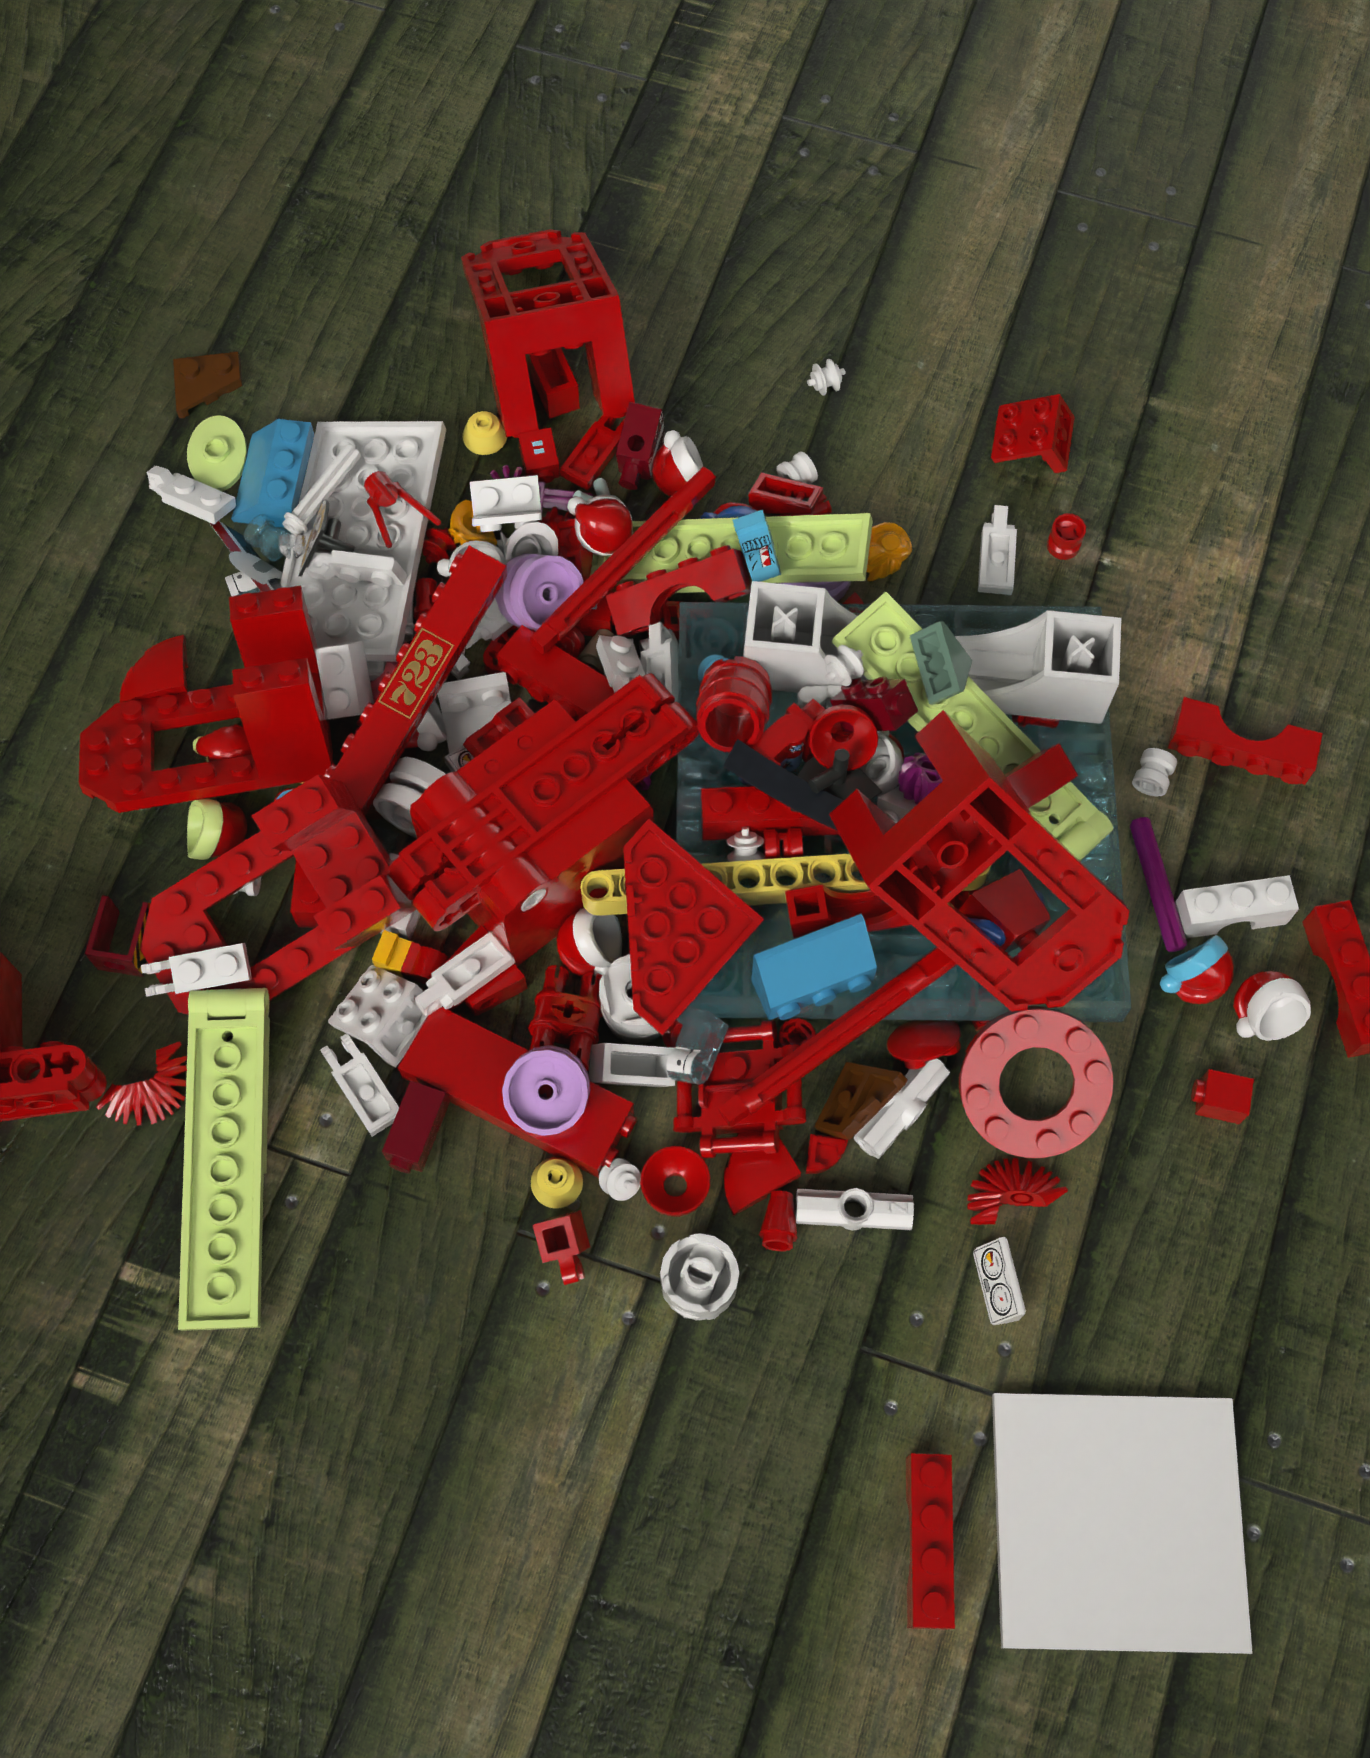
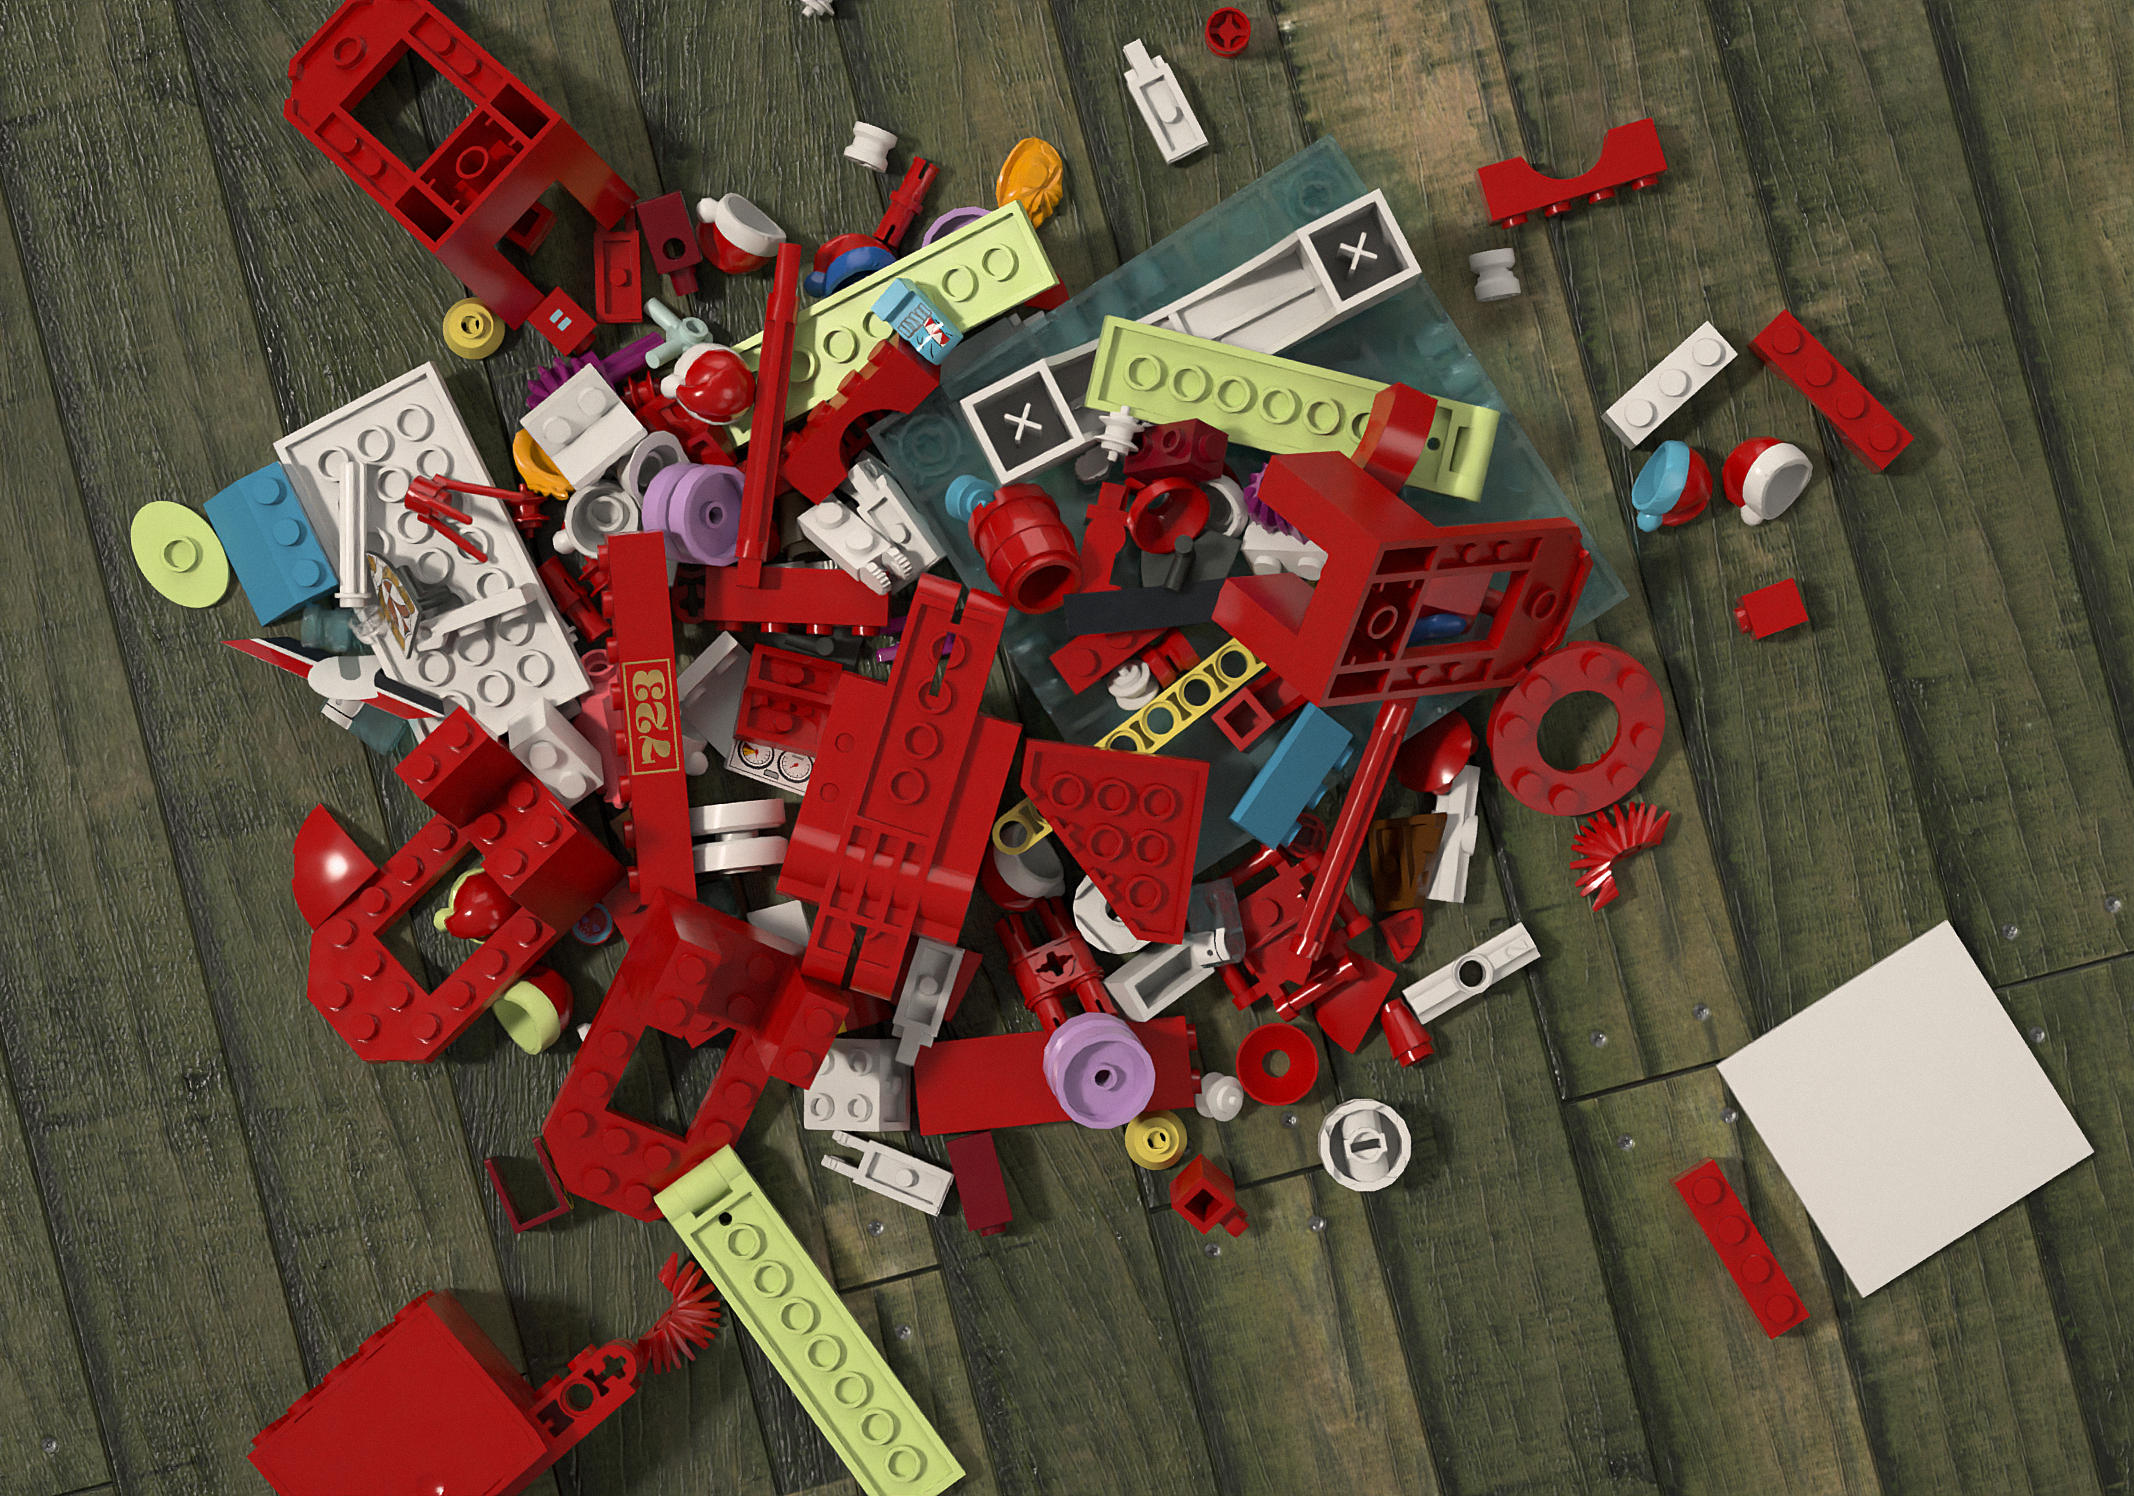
camera: 35 degrees left, 20 degrees up
(190, 495) = (199, 632): white hinge -> none
(202, 969) = (647, 1173): white hinge -> none
(205, 379) = (92, 469): reddish brown wing -> none
(777, 495) = (869, 212): red slope -> none
(941, 662) = (1220, 362): sand green slope -> none
(999, 1282) = (1656, 951): slope -> none
(1158, 884) = (1571, 405): magenta axle -> none

